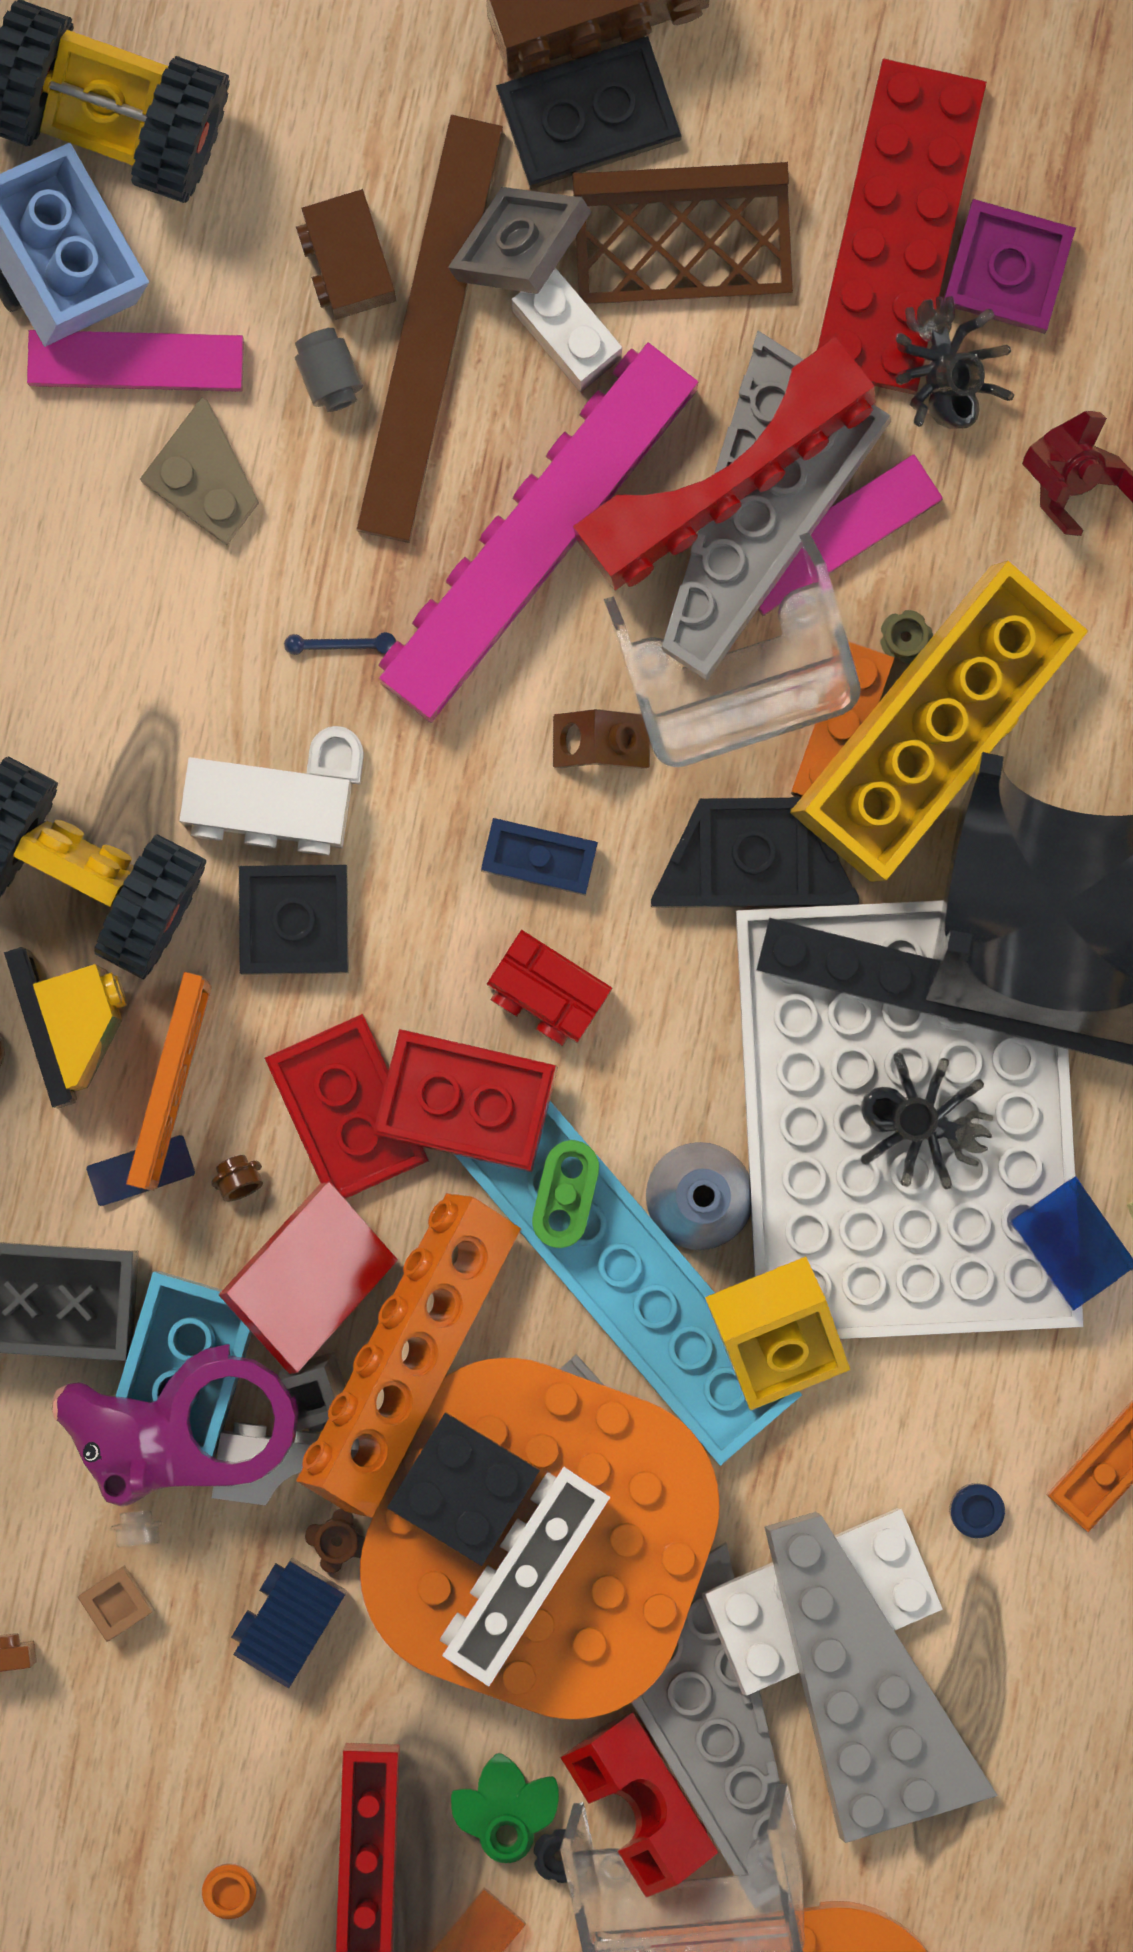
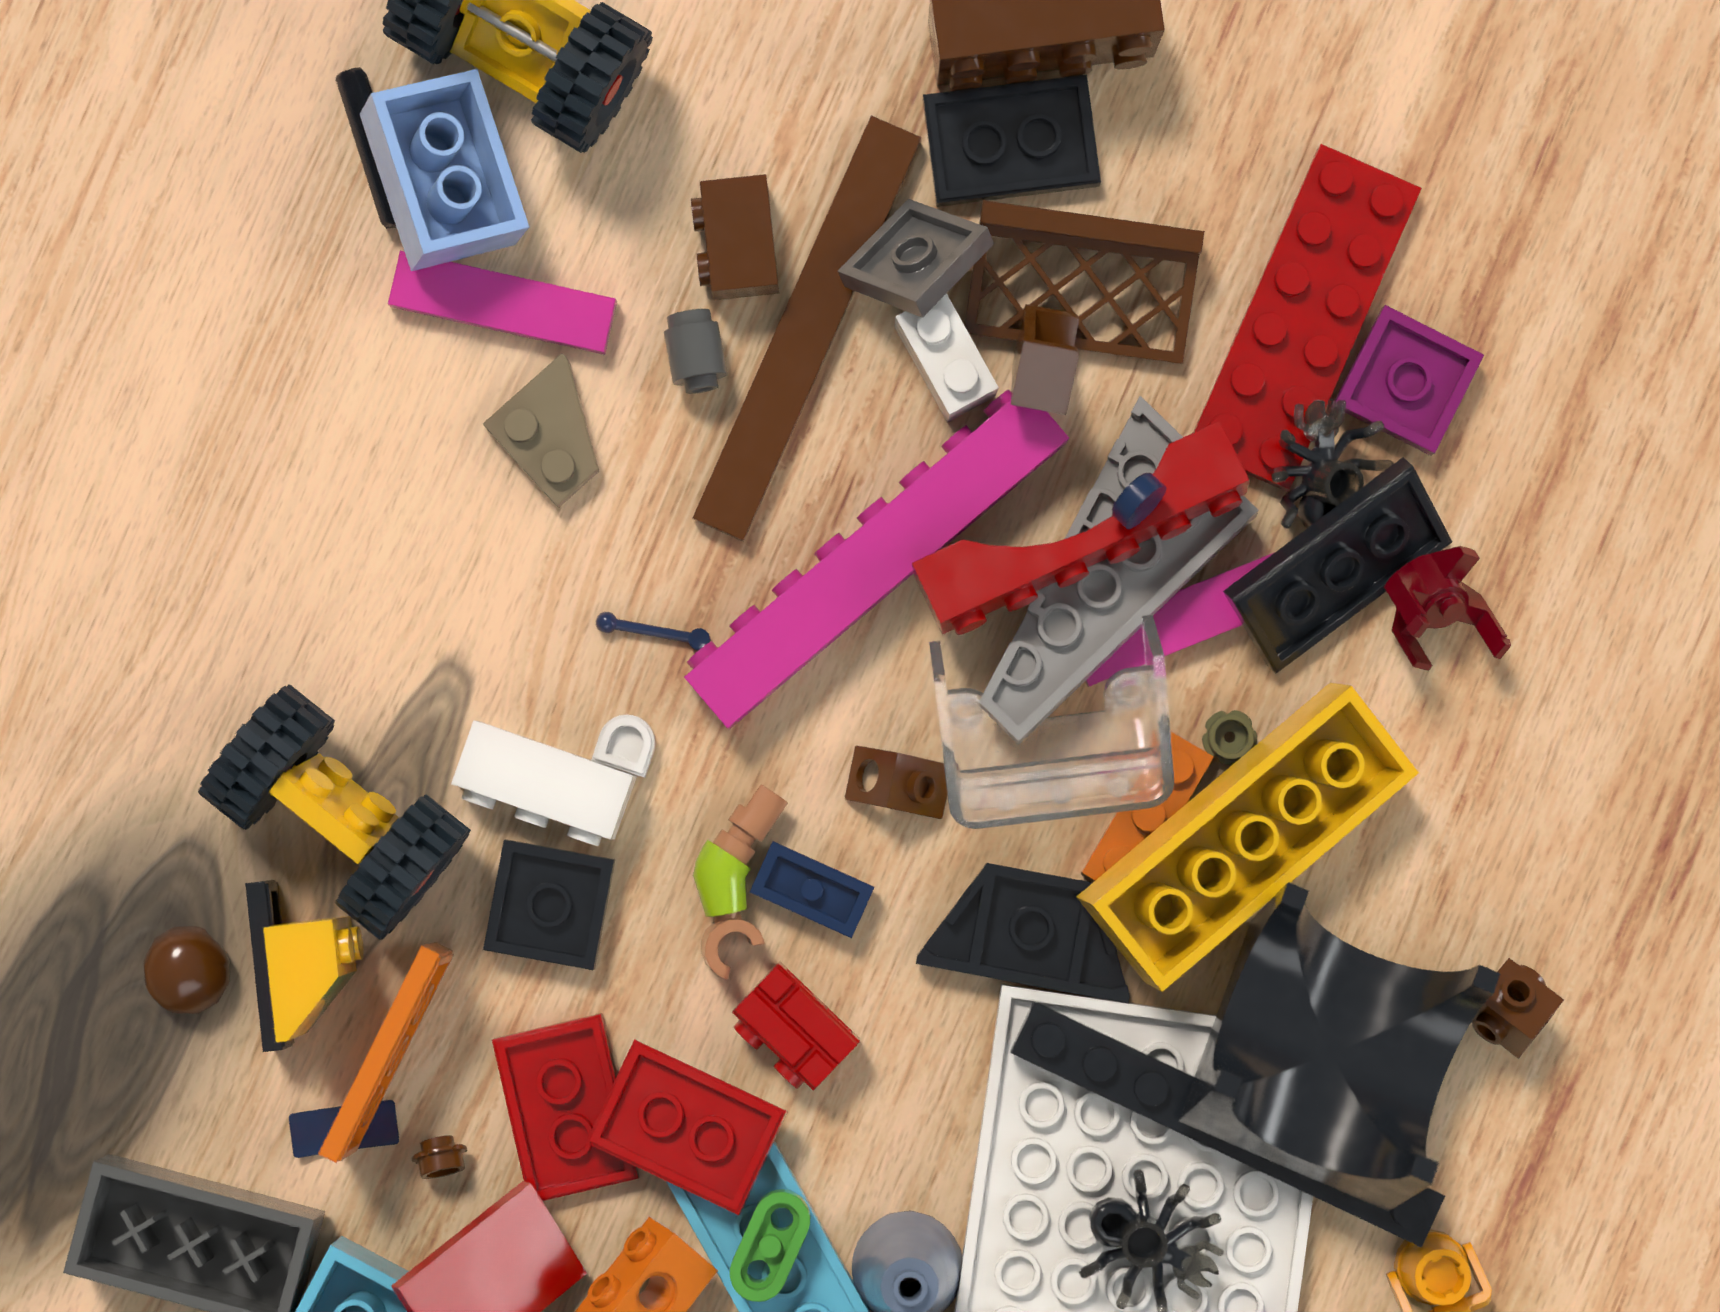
camera: 10 degrees right, 0 degrees up
(451, 856) = (722, 874): none -> piece
(661, 312) = (1045, 360): none -> reddish brown panel
(773, 424) = (1138, 500): none -> dark blue tile
(974, 453) = (1337, 565): none -> black tile

